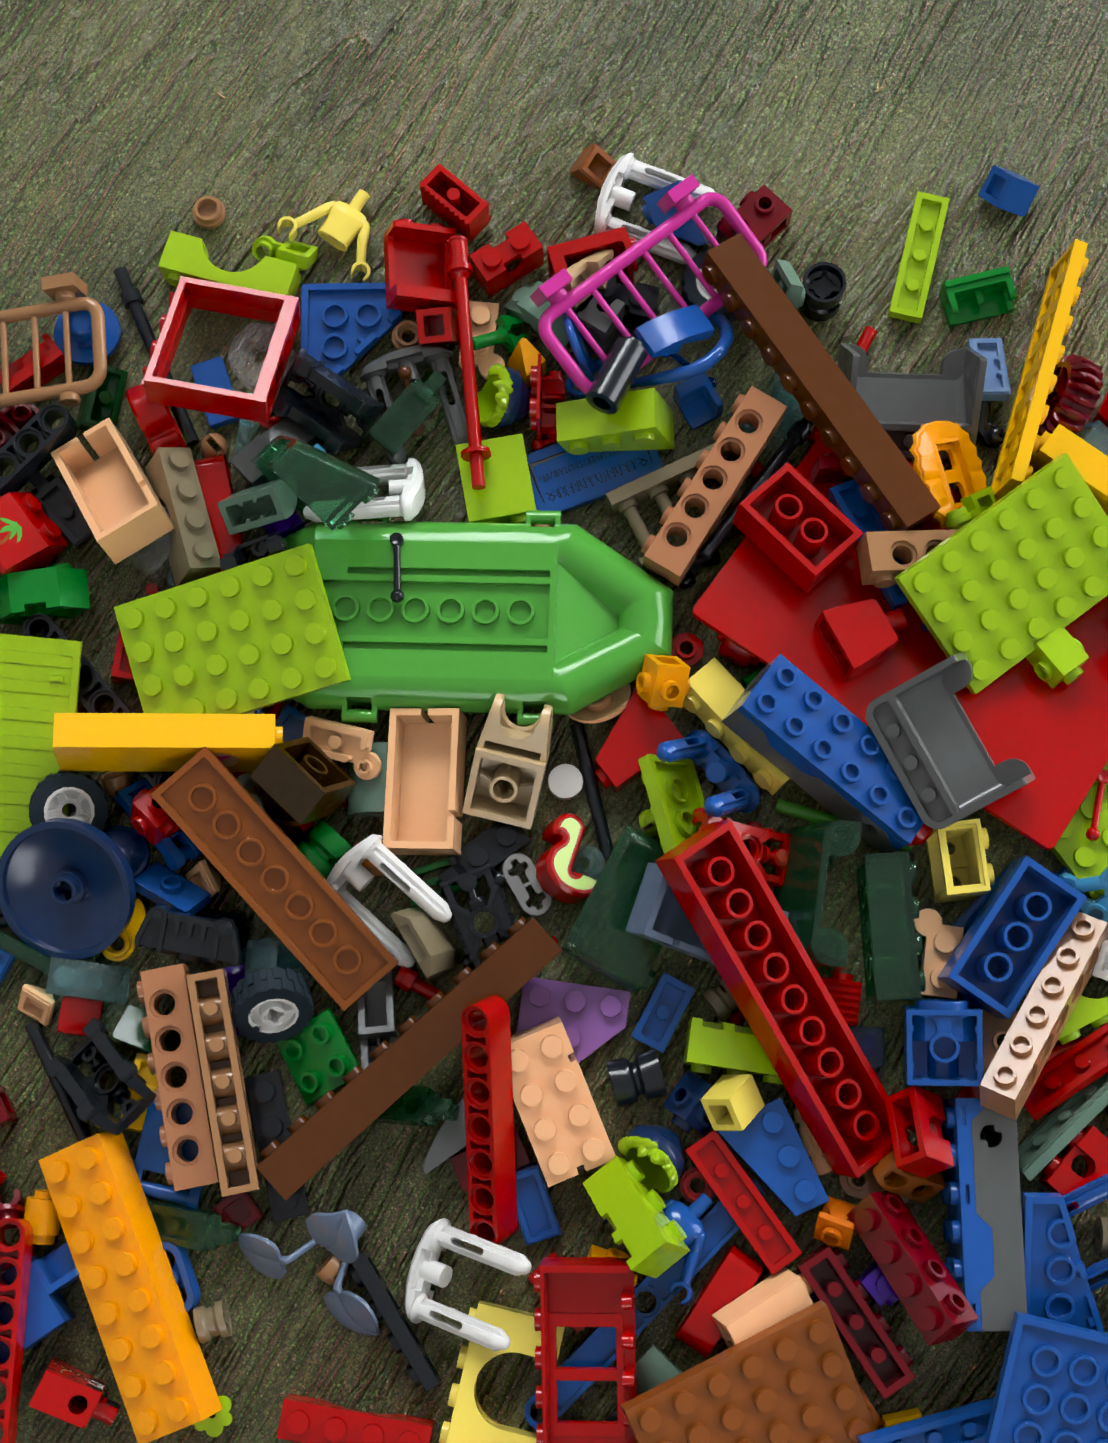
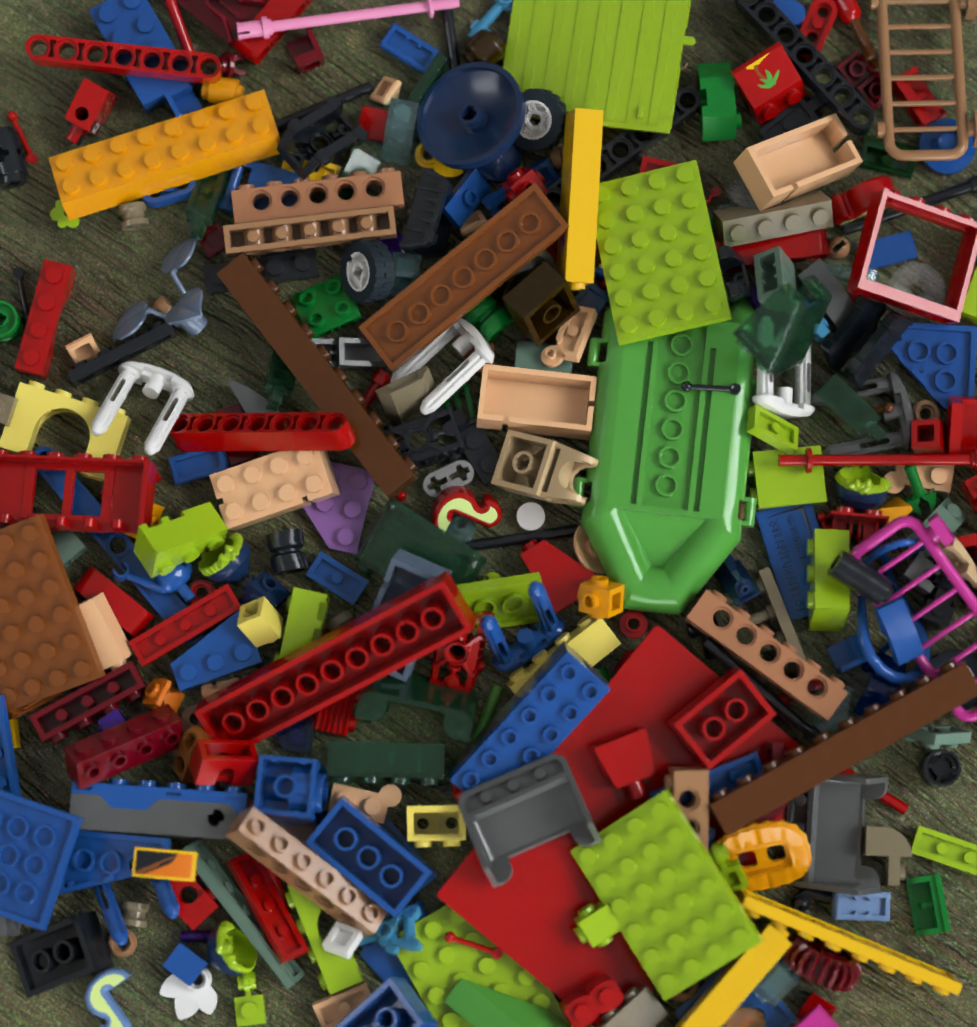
camera: 90 degrees right, 5 degrees up
(392, 1373) = (83, 348): none -> light nougat slope
(441, 496) = (772, 429): none -> lime plate
(628, 527) = (736, 581): none -> dark blue hinge
(740, 363) = (877, 687): none -> clear blue brick
(919, 339) = (892, 845): none -> dark tan brick
(1059, 1197) = (164, 864): none -> slope

